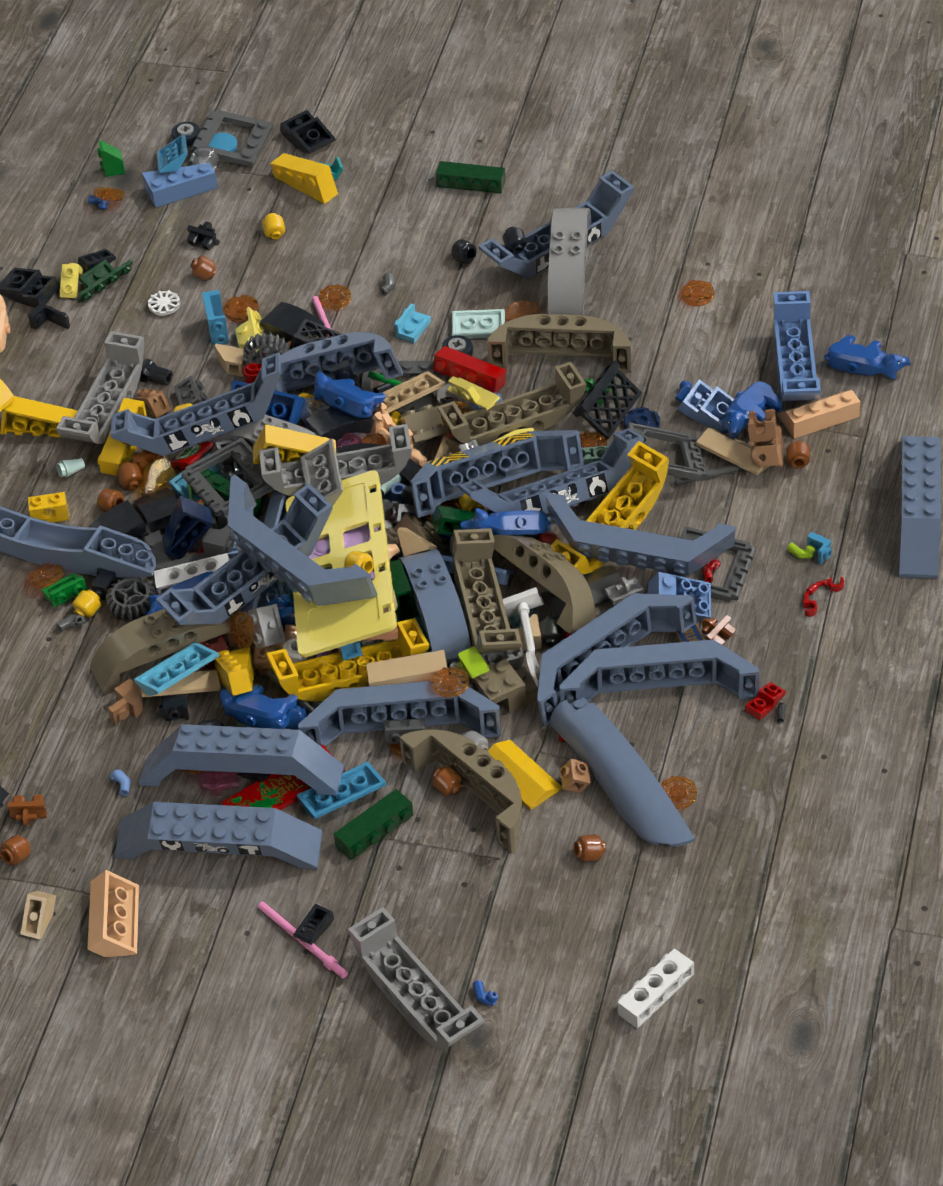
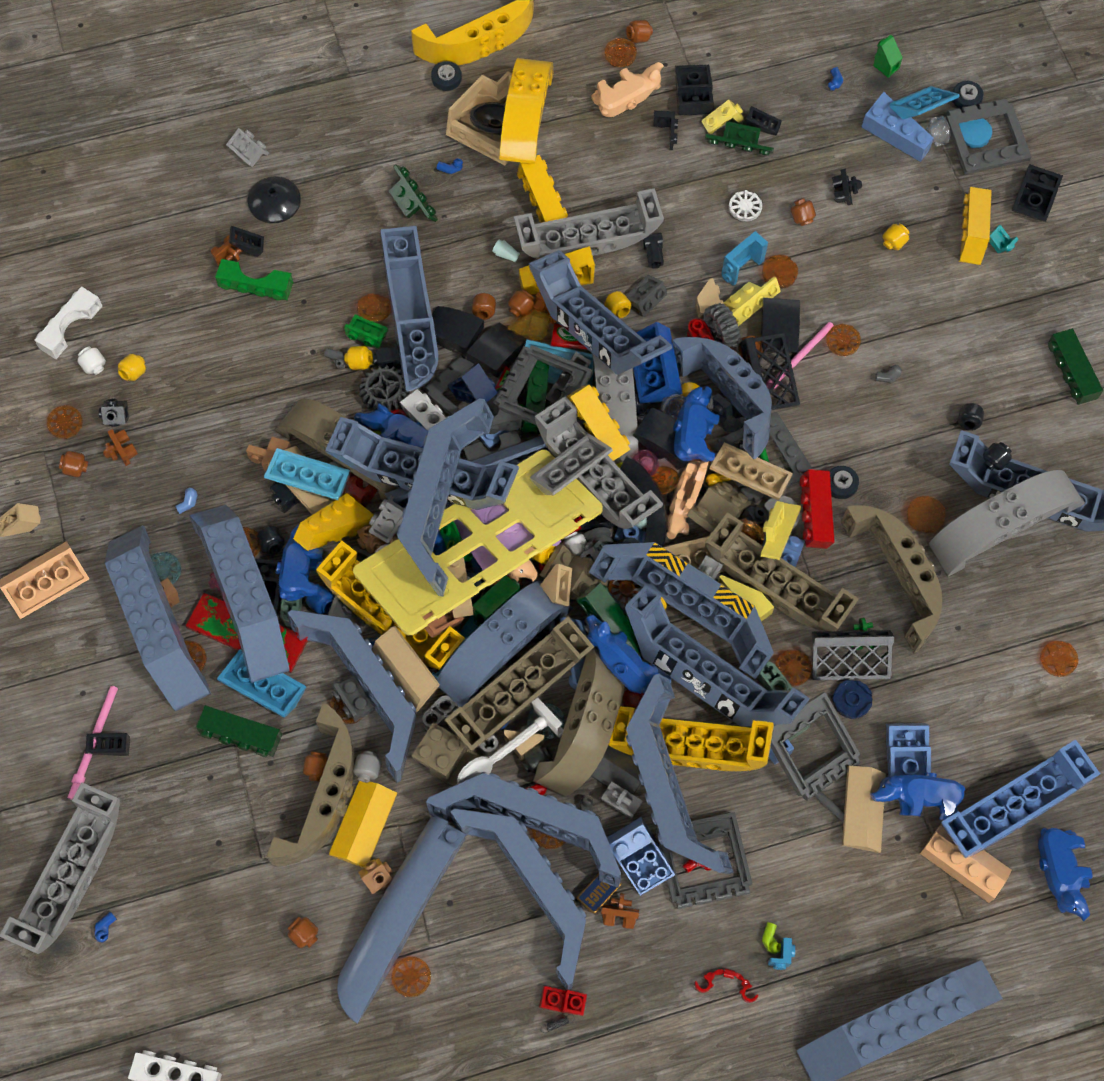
camera: 55 degrees right, 20 degrees up
(49, 507) = (447, 263): yellow brick -> none
(108, 193) = (846, 82): clear orange wheel -> none
(155, 400) = (619, 267): medium nougat bracket -> none
(242, 629) = (381, 495): clear orange wheel -> none
(361, 559) = (470, 560): yellow head -> none
(411, 324) = (848, 425): medium azure bracket -> none
(449, 682) = (403, 711): clear orange wheel -> none
(472, 662) = (434, 721): lime slope -> none
(477, 323) = (888, 482): light aqua tile -> none
(685, 389) = (922, 716): blue arm -> none
(762, 433) = (888, 832): medium nougat piece -> none
(798, 454) = (892, 871): dark orange head -> none

